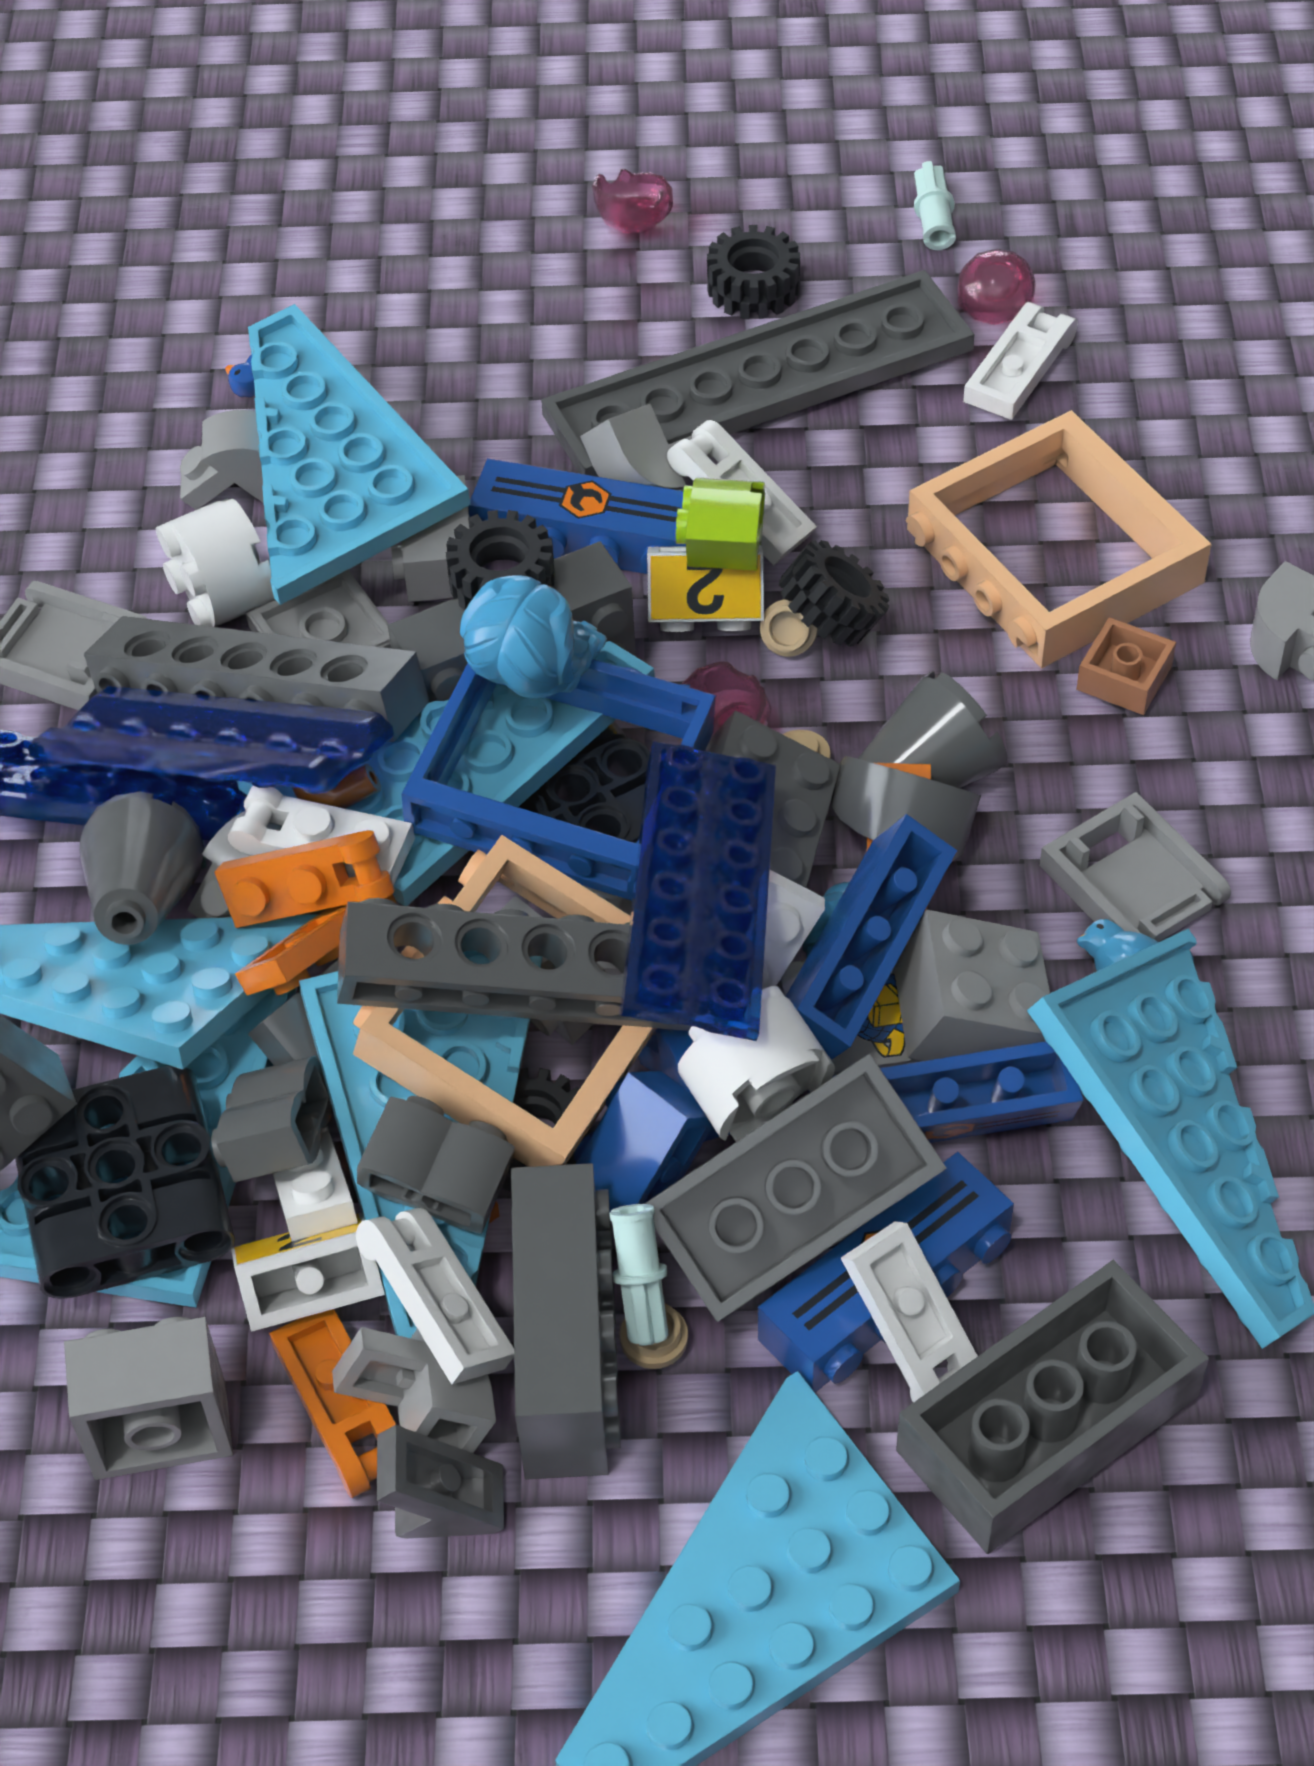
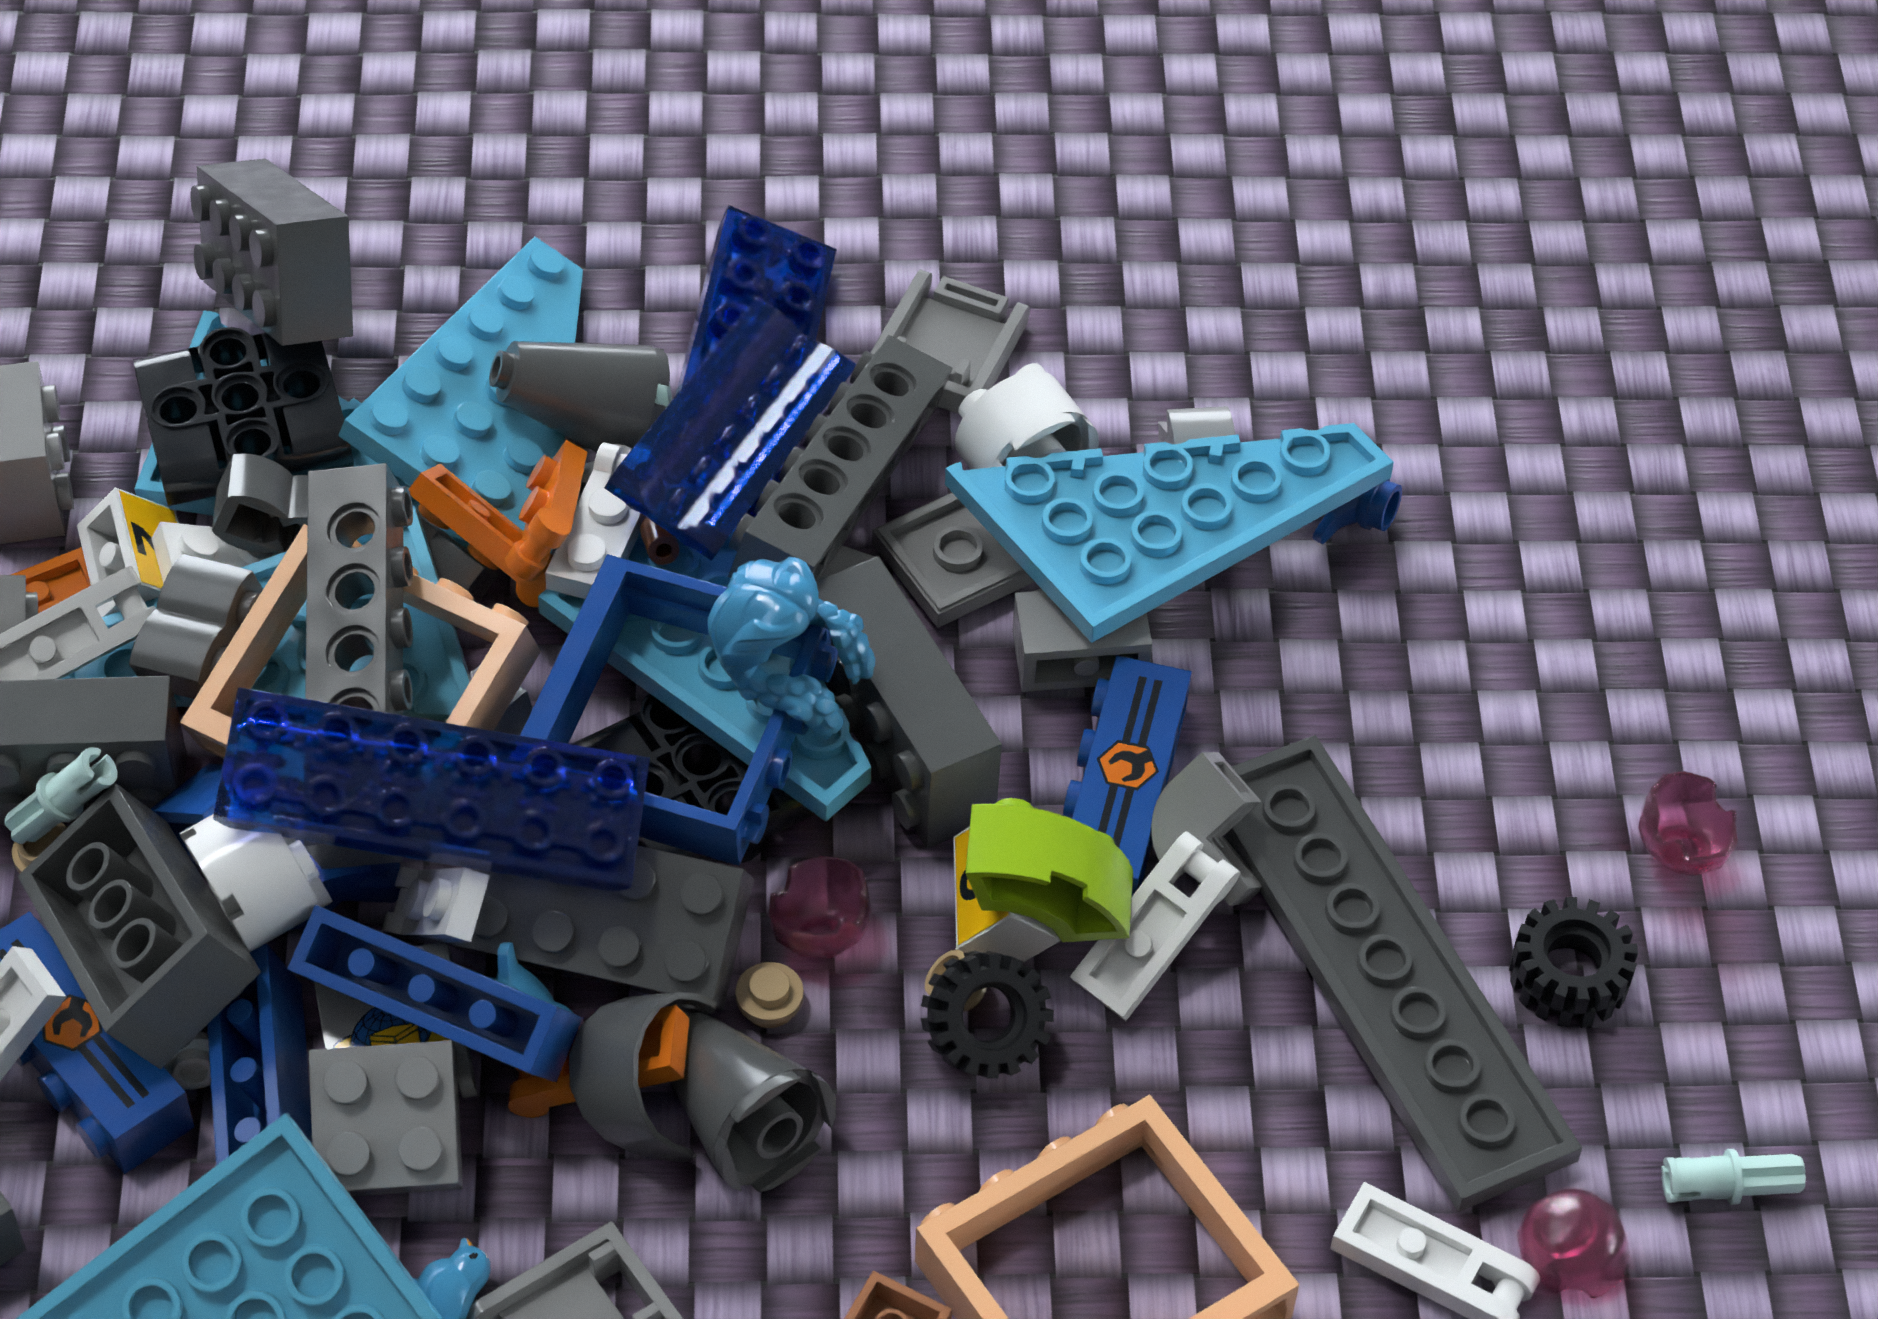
camera: 85 degrees right, 0 degrees up
(495, 541) = (945, 609): black tyre -> none

